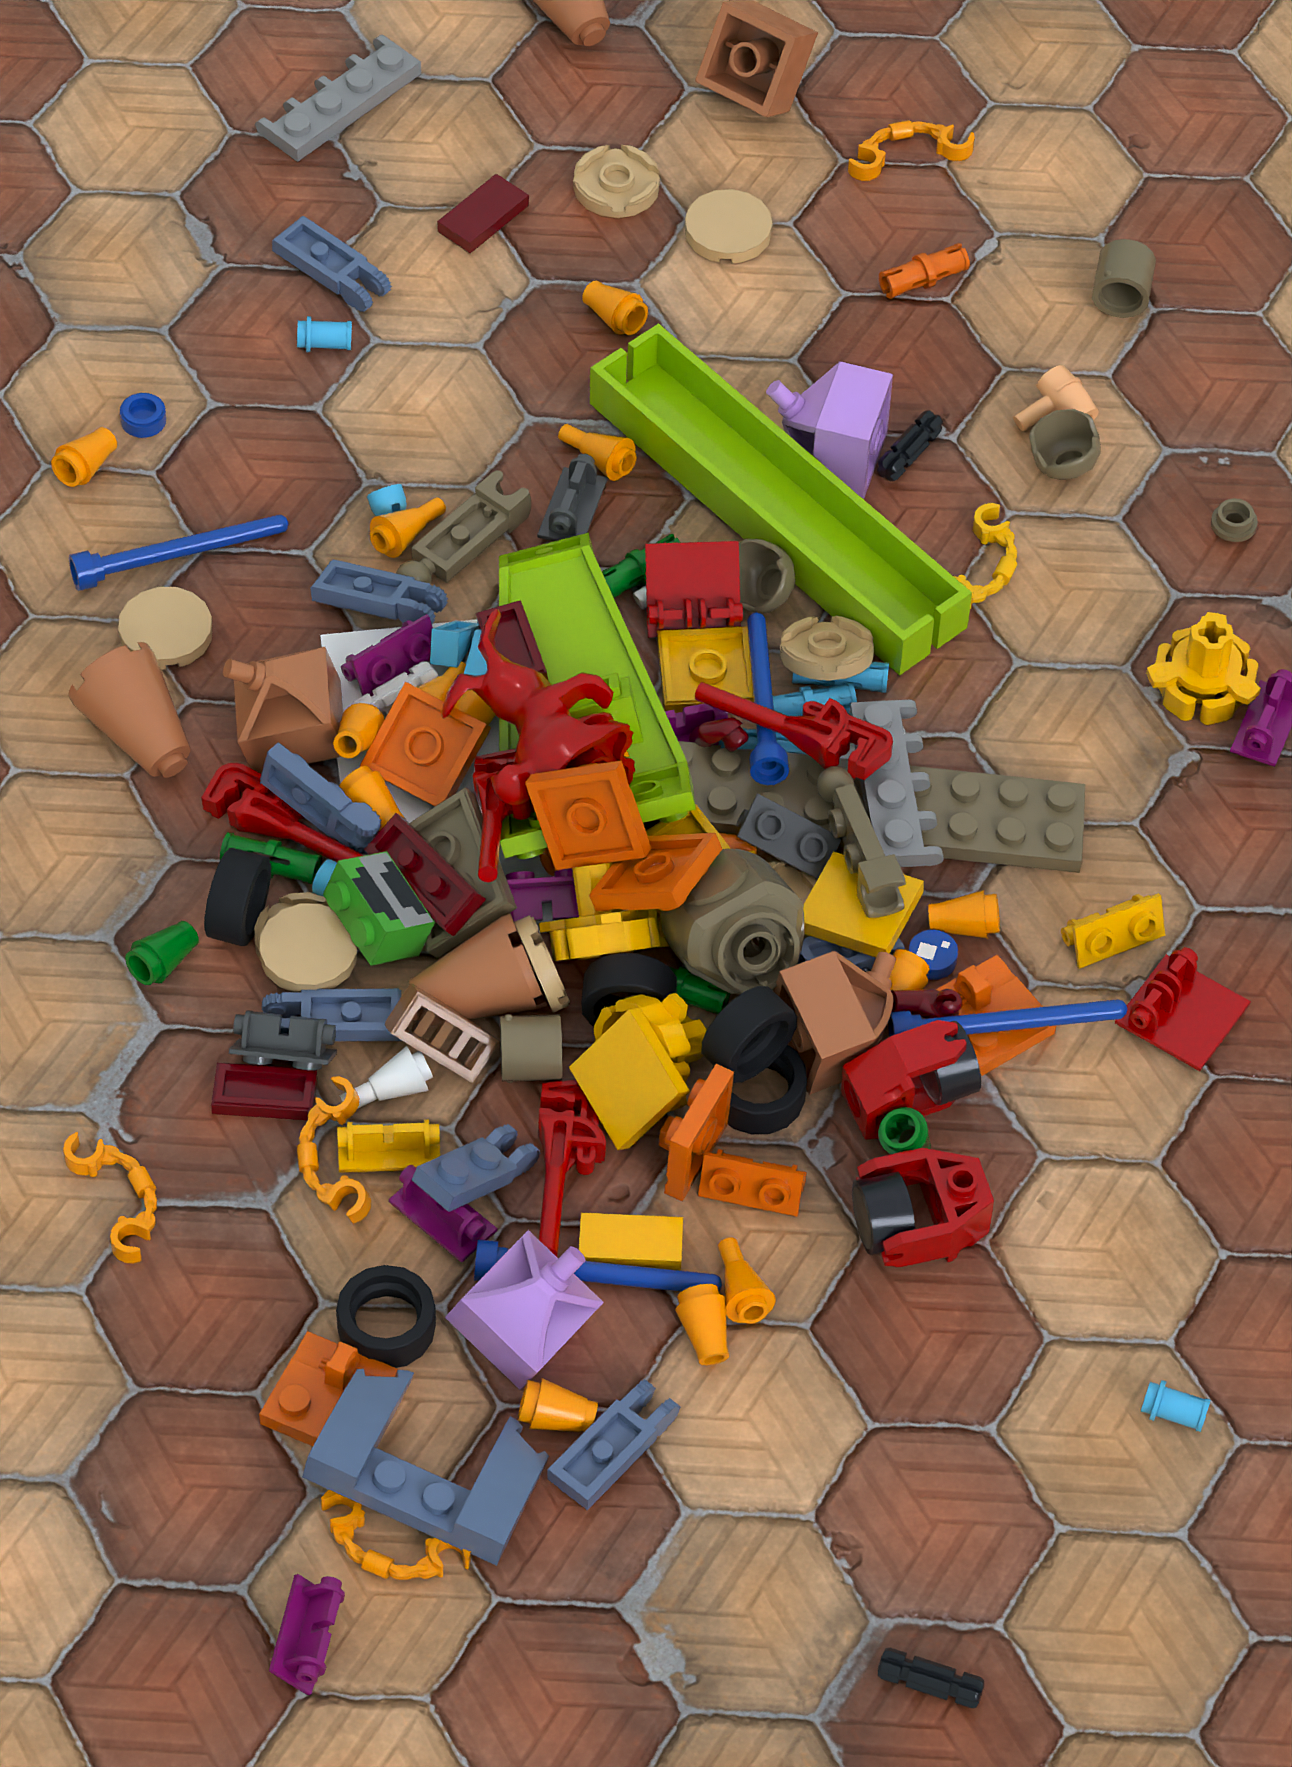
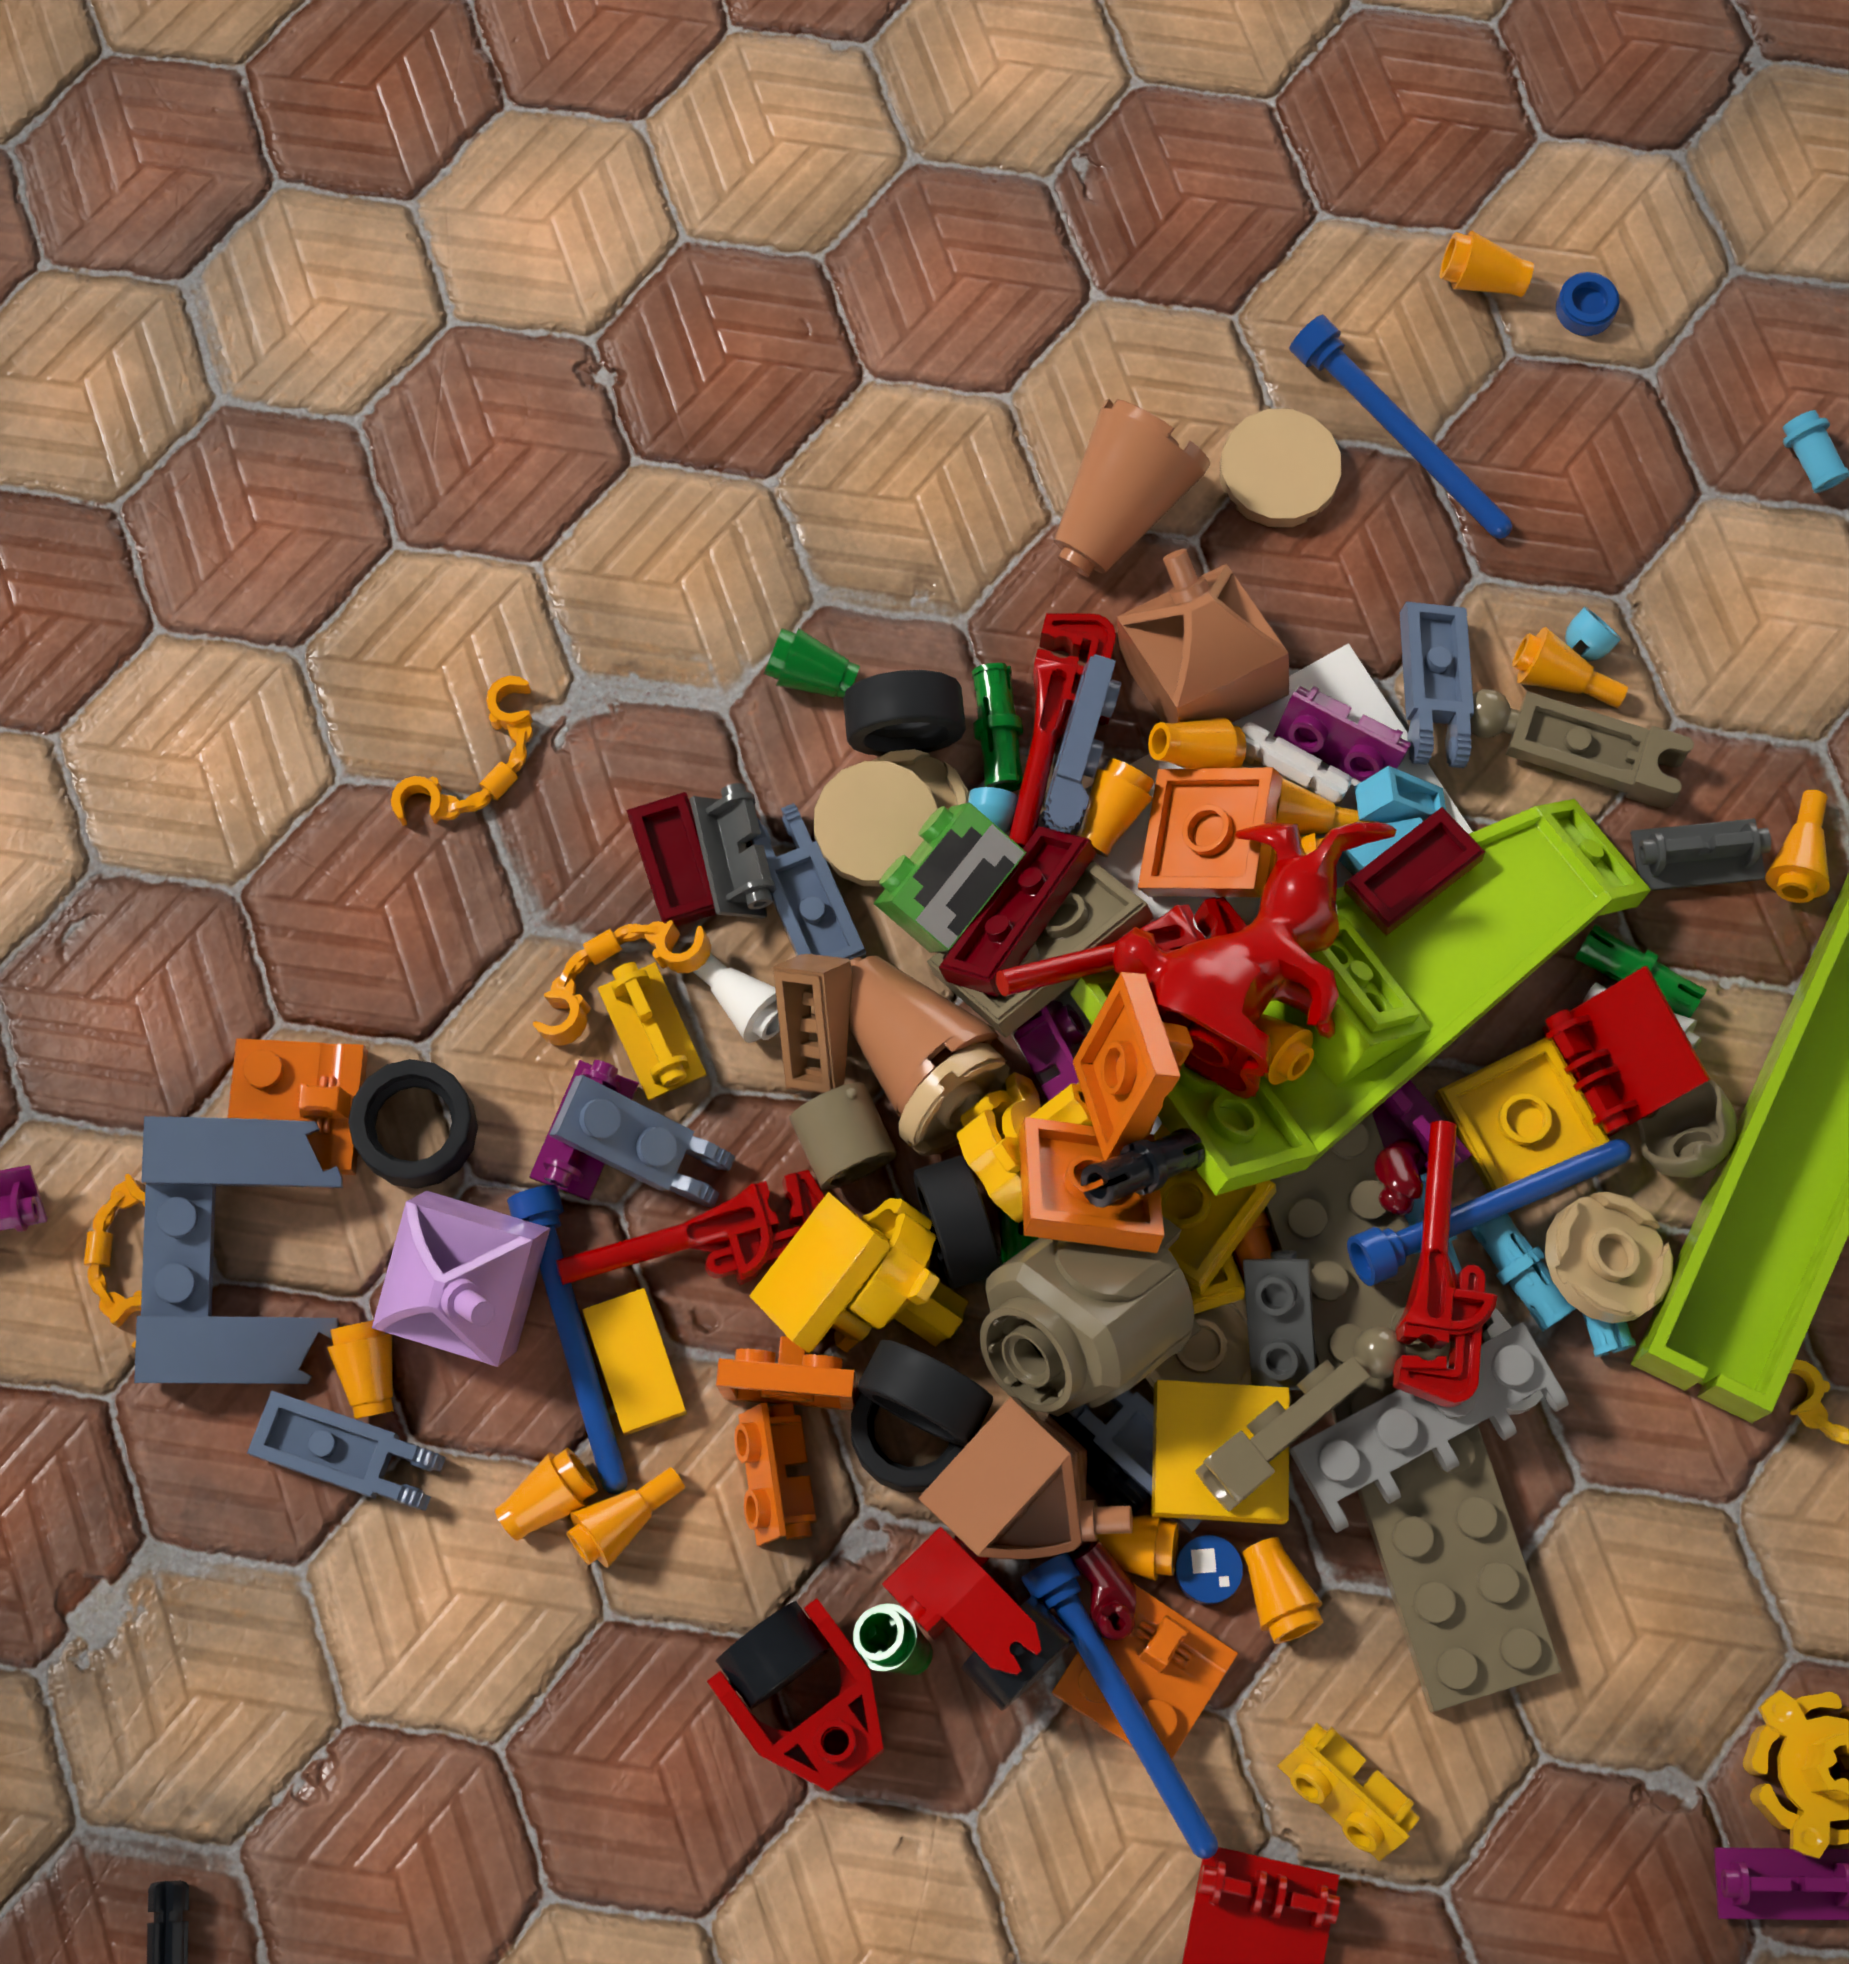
camera: 70 degrees right, 20 degrees up
(662, 829) = (1142, 1167): none -> black pin

